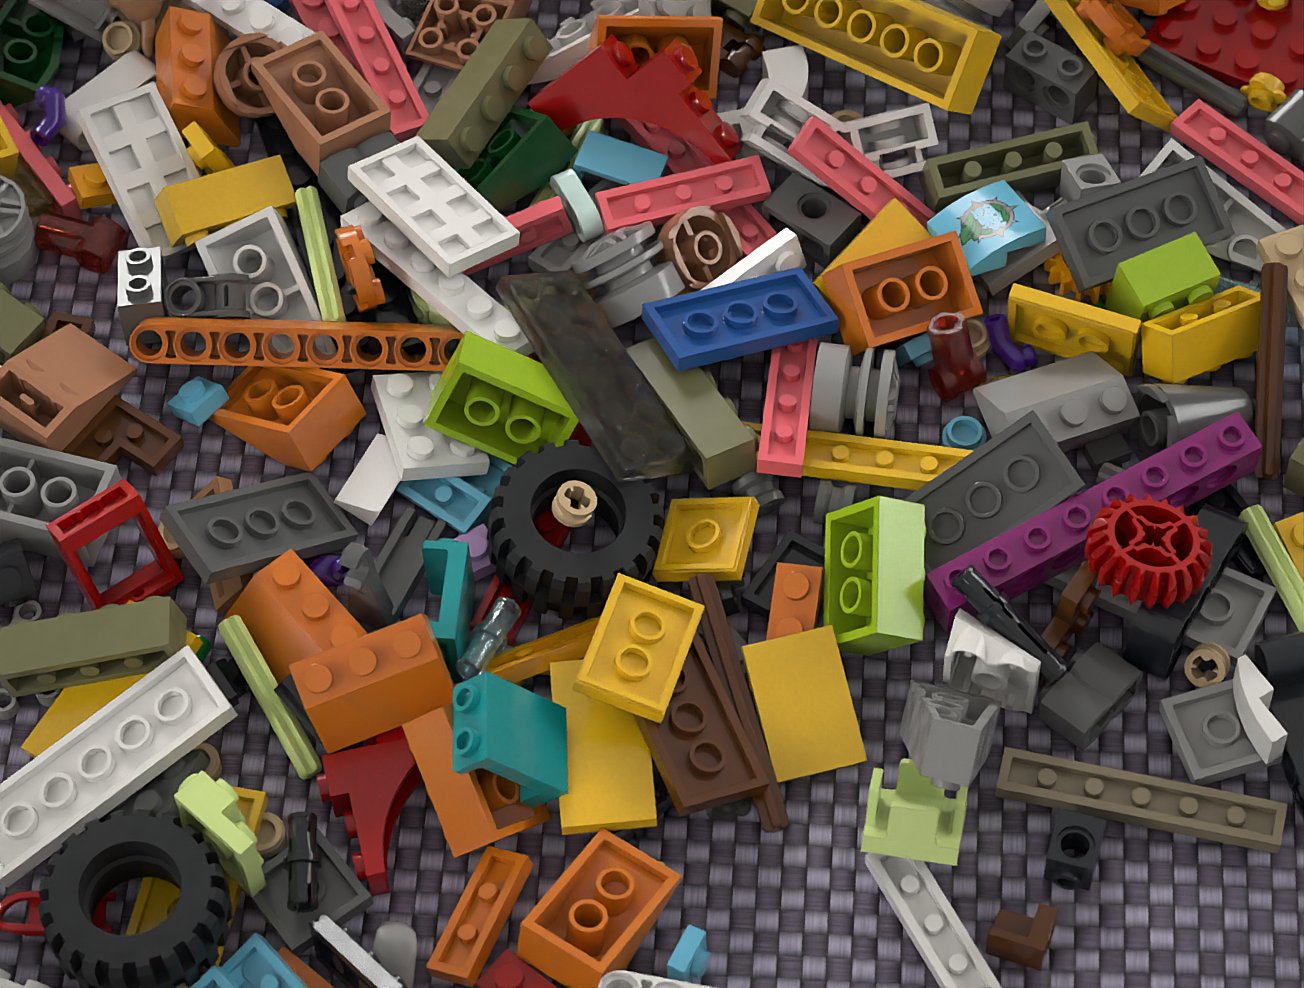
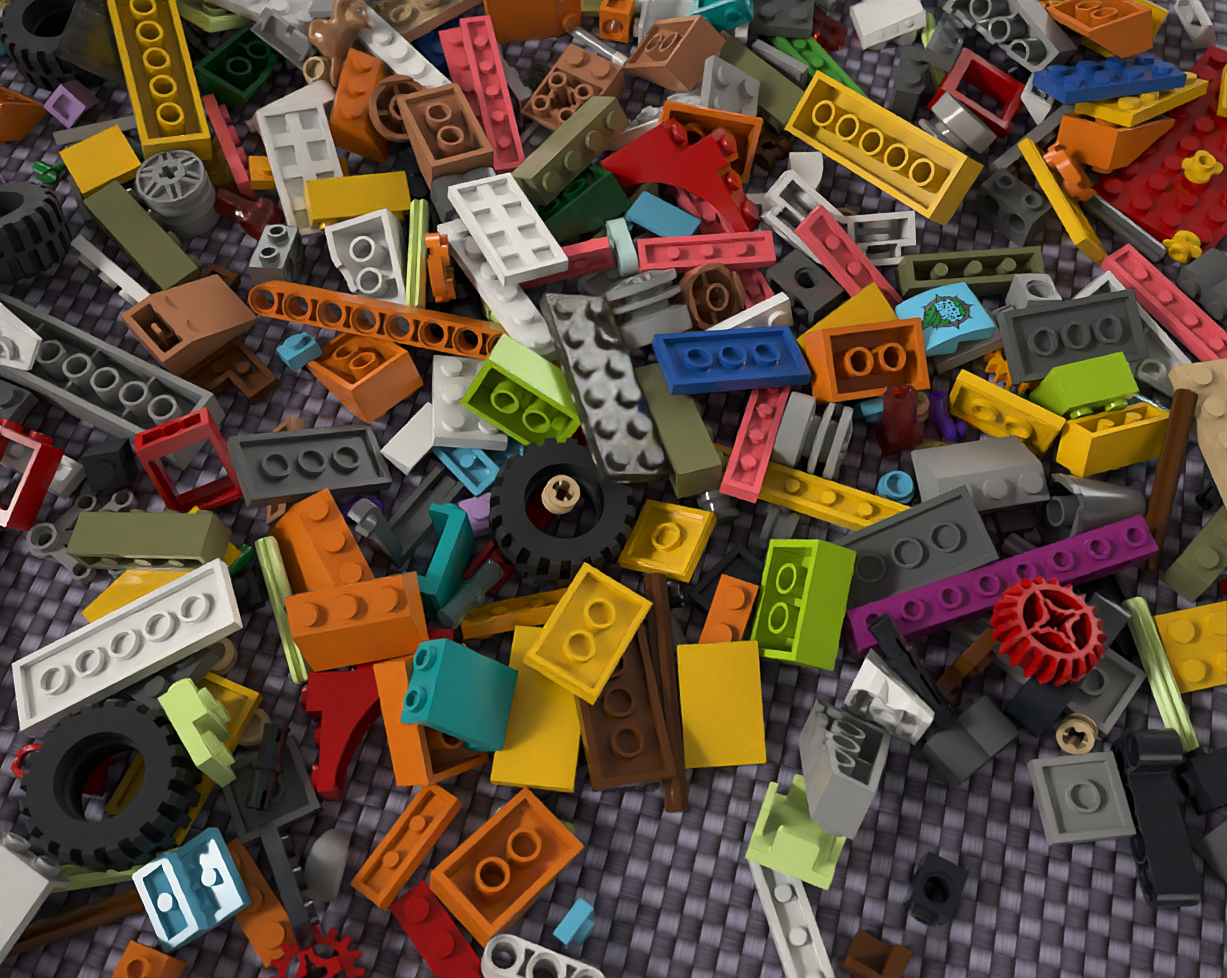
camera: 10 degrees right, 5 degrees up
(54, 115) = (248, 120): dark purple arm -> none
(205, 151) = (350, 159): yellow plate -> none
(215, 296) = (327, 271): dark grey piece -> none
(1142, 800) = (1004, 852): dark tan plate -> none
(1252, 701) = (1115, 778): white slope -> none

